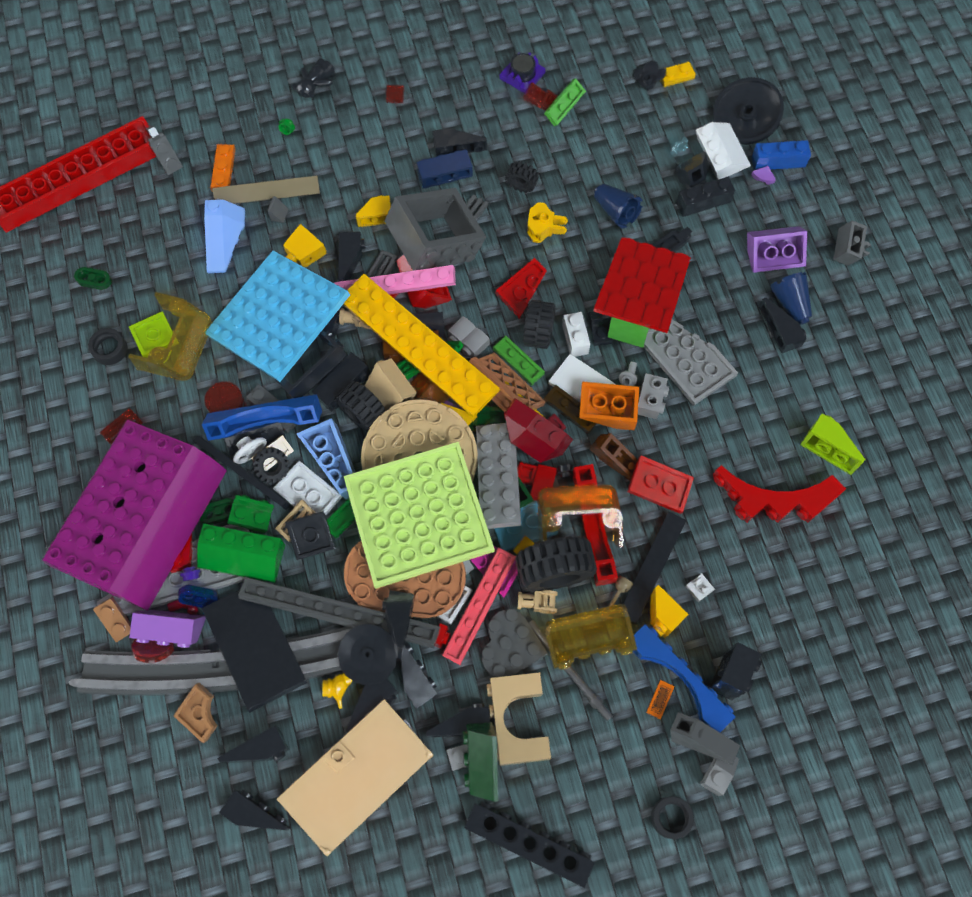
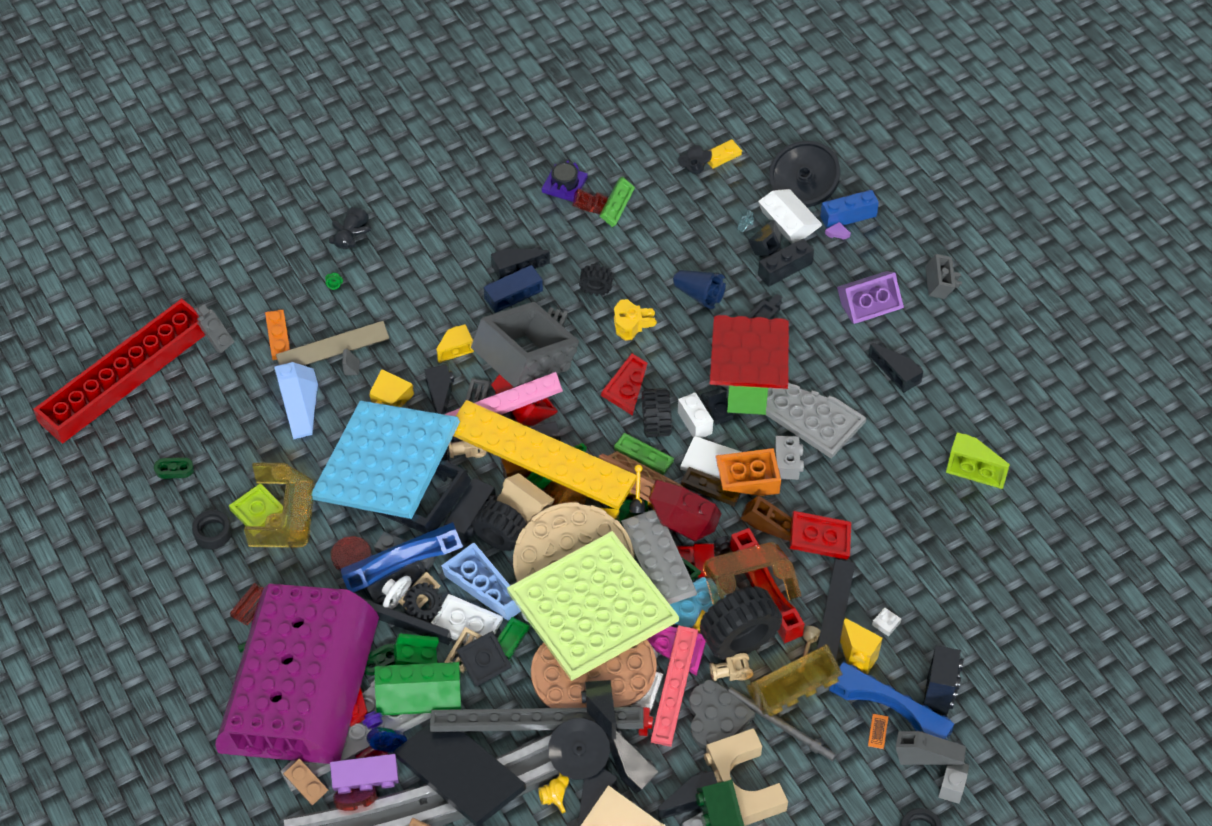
camera: 15 degrees left, 15 degrees down
(395, 94) = (438, 227): clear red tile -> none
(471, 337) = (594, 440): light grey brick -> none
(494, 415) = (637, 505): none -> hinge
(628, 377) = (759, 443): light grey plate -> none
(777, 504) = (939, 528): red arch -> none
(794, 296) = (900, 335): dark blue cone -> none

